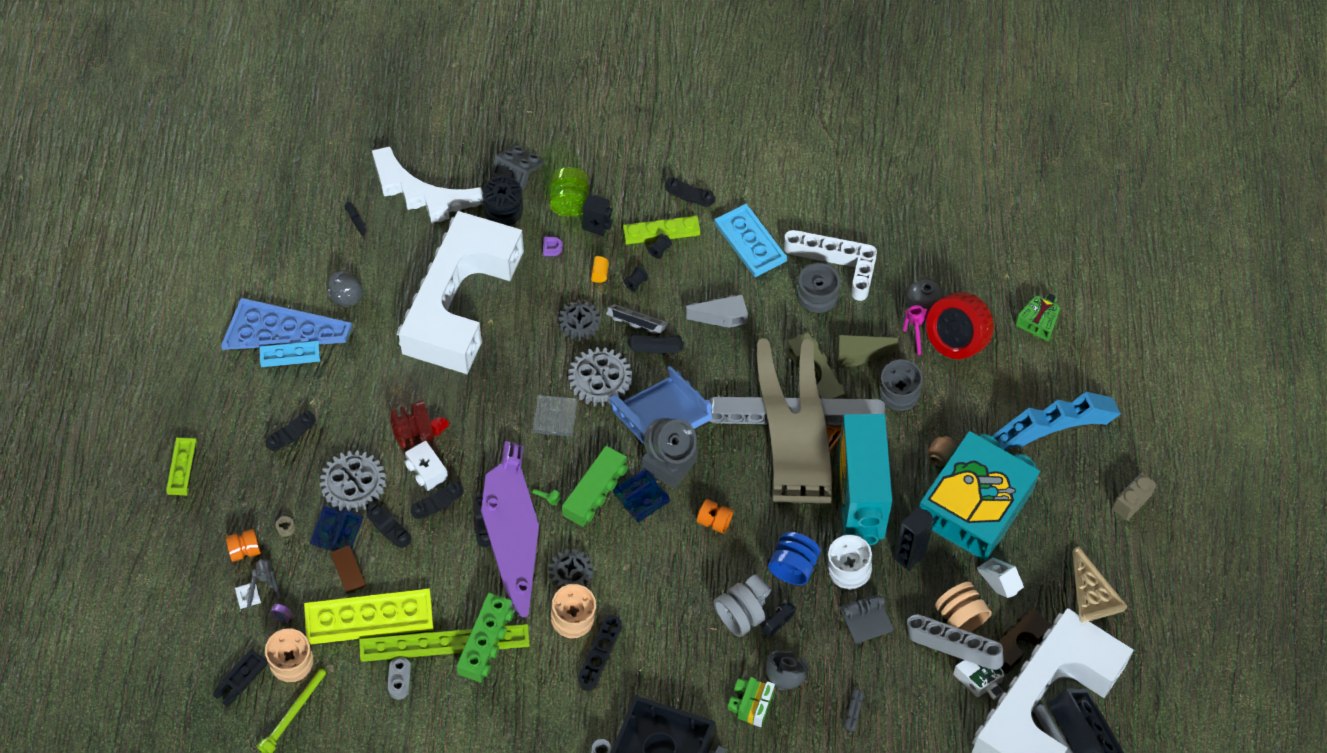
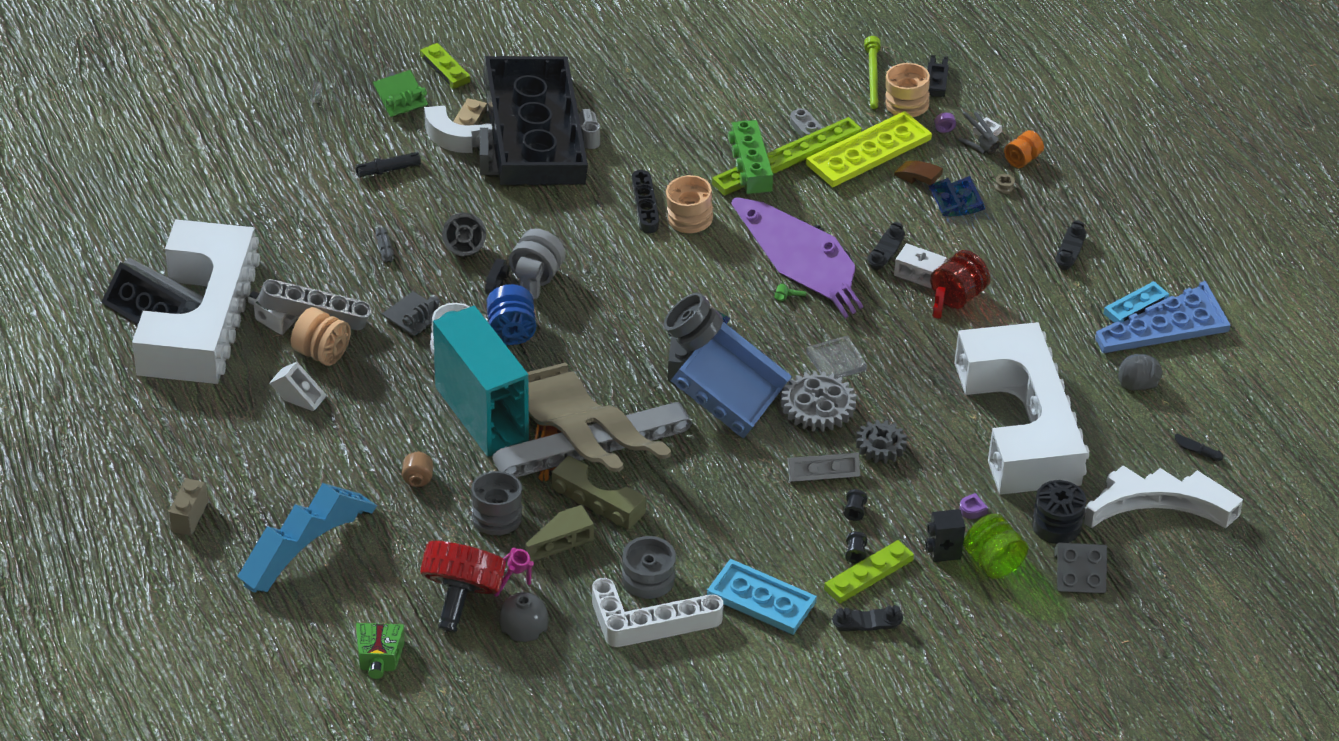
camera: 150 degrees right, 15 degrees down
(182, 466) = (1139, 185): lime plate -> none
(368, 471) = (976, 230): light grey gear -> none
(388, 526) = (924, 217): black piece -> none
(563, 566) = (717, 241): dark grey gear -> none
(594, 486) = (747, 303): bright green brick -> none
(600, 269) = (901, 497): light orange brick -> none
(655, 344) = (766, 458): black piece -> none
(721, 312) = (738, 508): light grey slope -> none
(721, 518) = (613, 327): orange wheel -> none
(754, 702) = (486, 208): bright green hips -> none
(914, 538) = (399, 348): black brick -> none
(979, 494) = (356, 434): teal brick -> none
(1030, 628) = (258, 336): dark brown arch -> none
(1094, 593) = (192, 399): tan tile -> none

